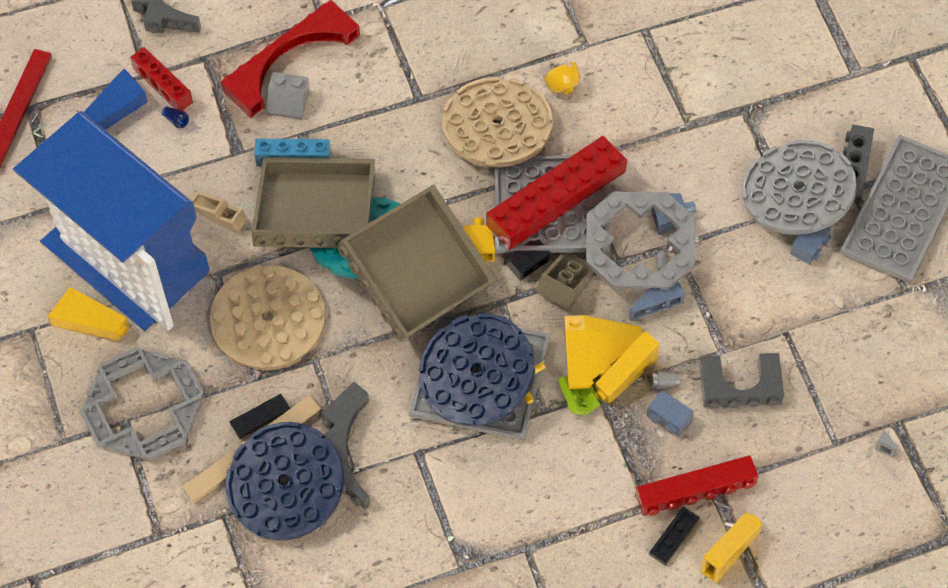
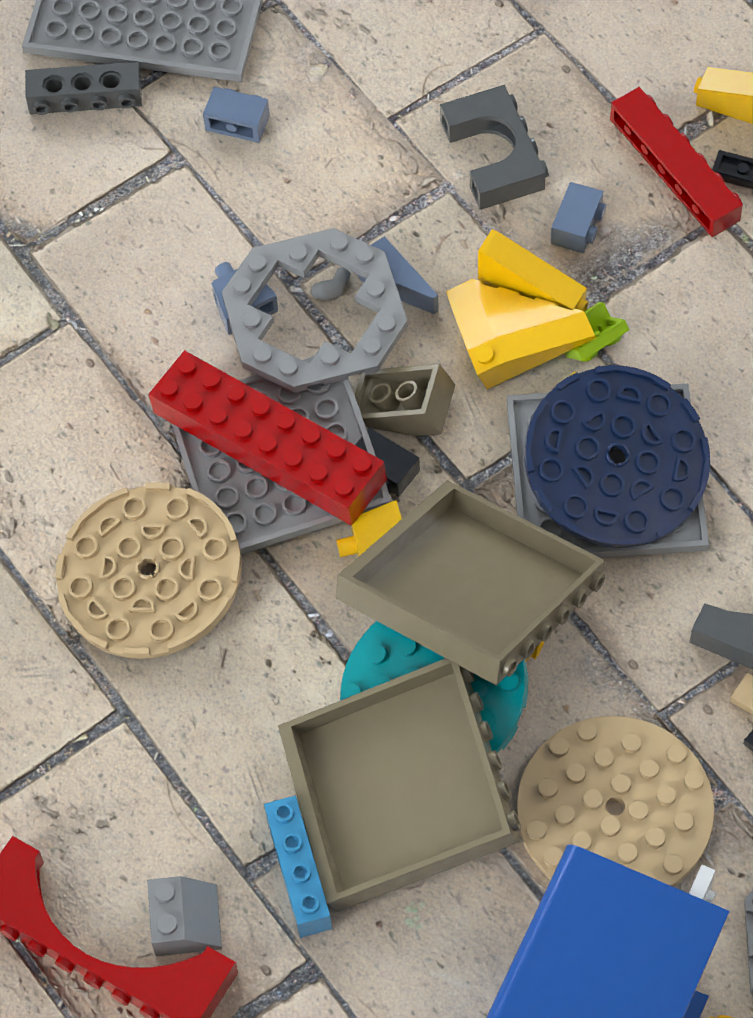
camera: 105 degrees left, 0 degrees up
(218, 211) = (446, 955): tan slope -> none
(563, 78) = (37, 497): yellow cylinder -> none
(663, 380) = (527, 236): light grey cone -> none
(823, 200) = (178, 172): light grey plate -> none

